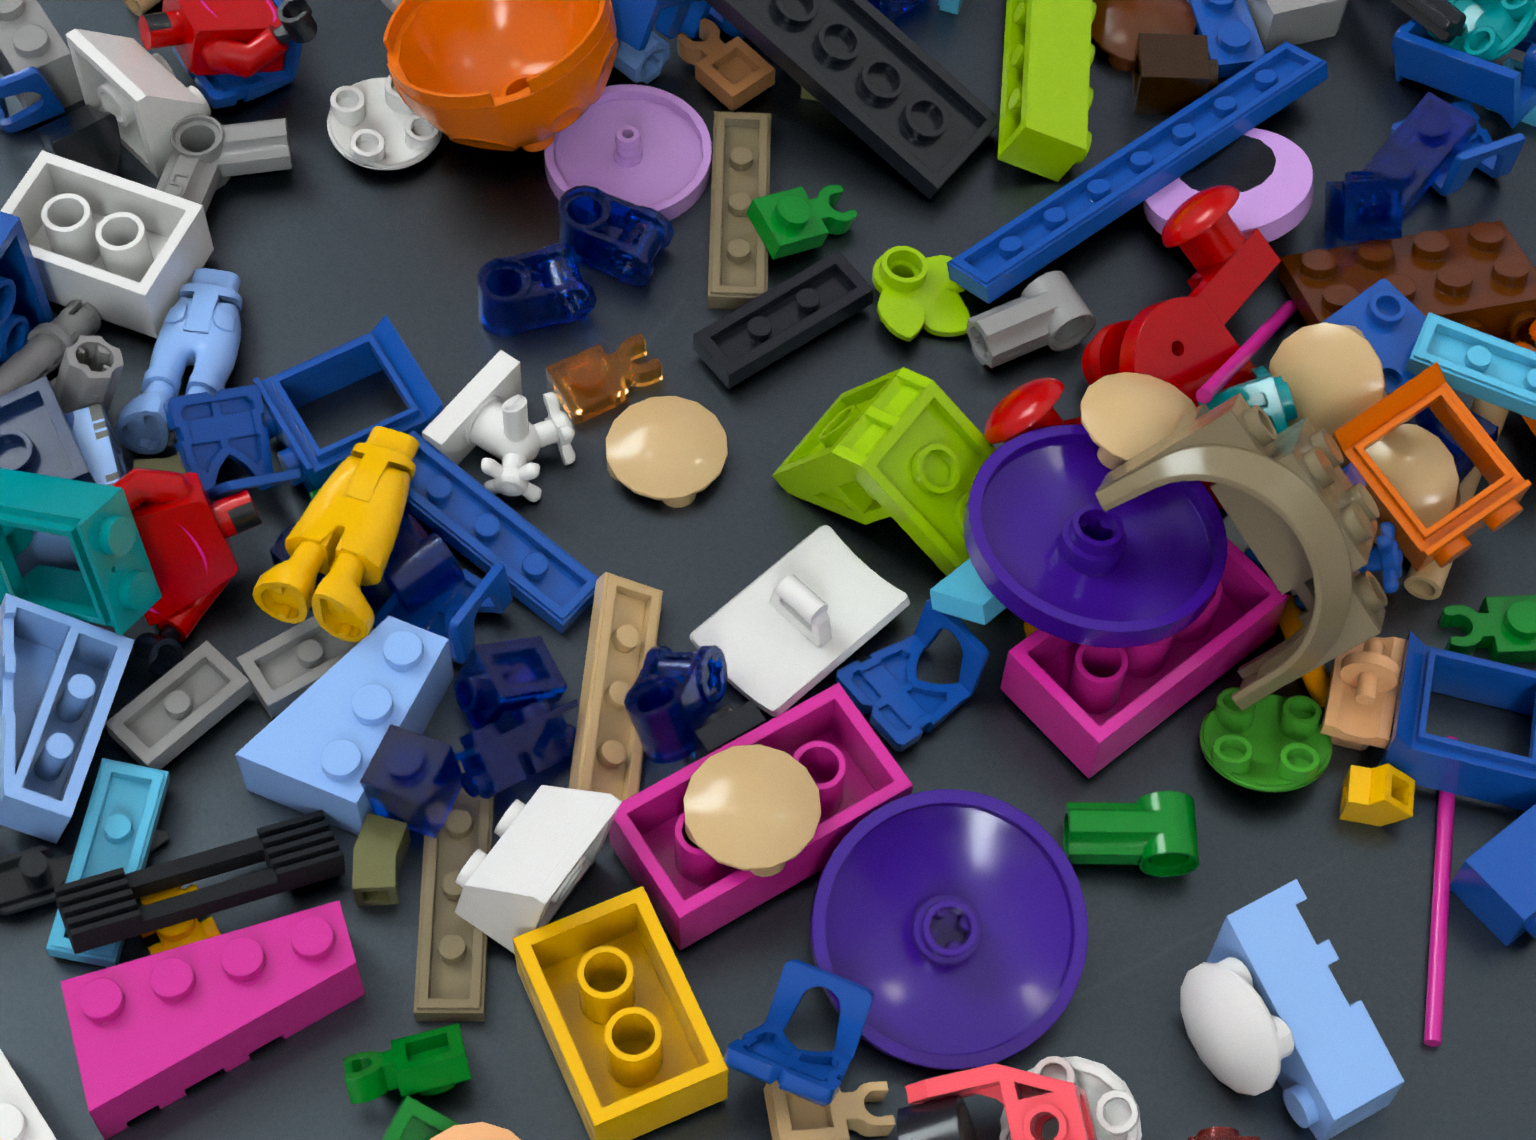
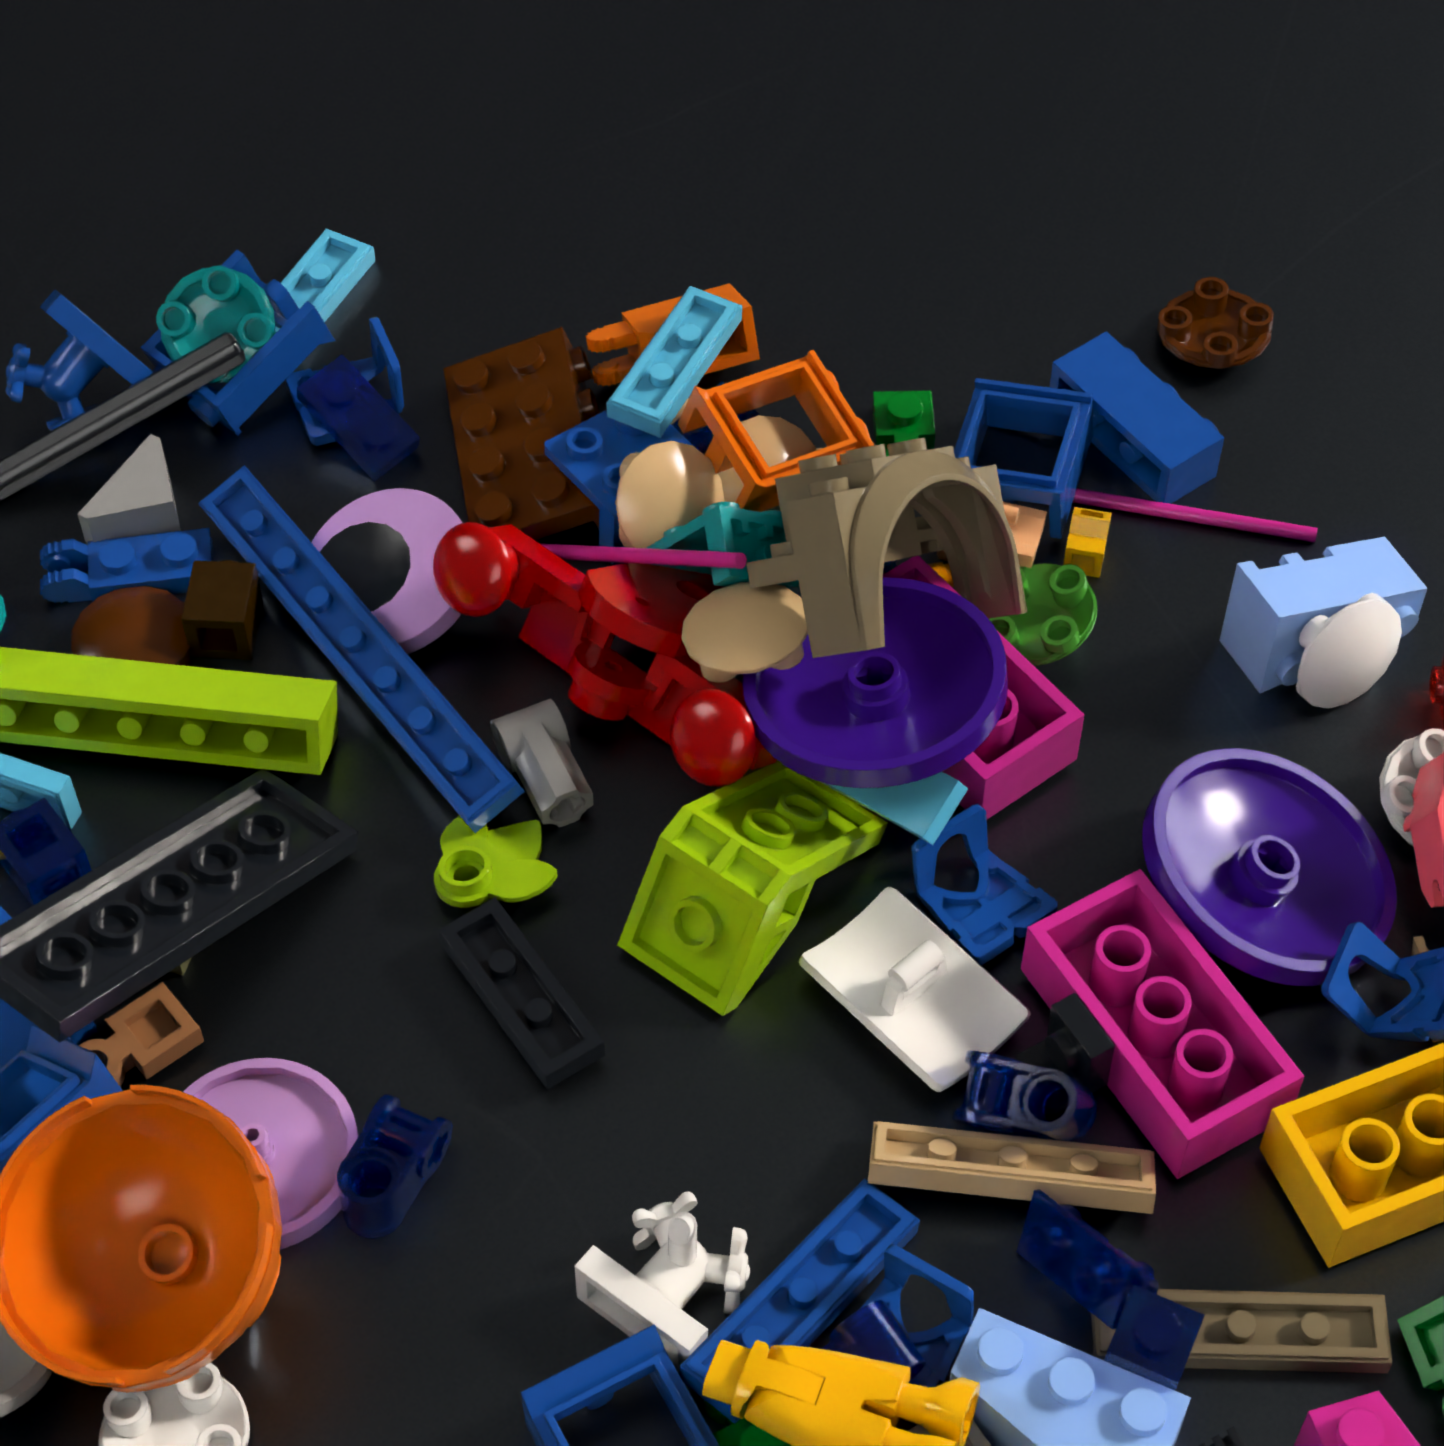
camera: 85 degrees left, 5 degrees down
(378, 860) = (1223, 1403): olive piece -> none
(506, 678) = (999, 1269): clear blue bracket -> none
(531, 291) = (464, 1242): clear blue piece -> none
(535, 861) = (1244, 1213): white slope -> none
(599, 382) = (584, 1190): clear orange plate -> none
(666, 449) = (685, 1118): tan dish -> none
(738, 176) = (353, 1036): dark tan tile -> none
(752, 808) = (1186, 1001): tan dish -> none
(794, 223) = (385, 974): green plate -> none
(1151, 833) = (1142, 712): green piece -> none
(1364, 206) = (432, 458): clear blue brick -> none

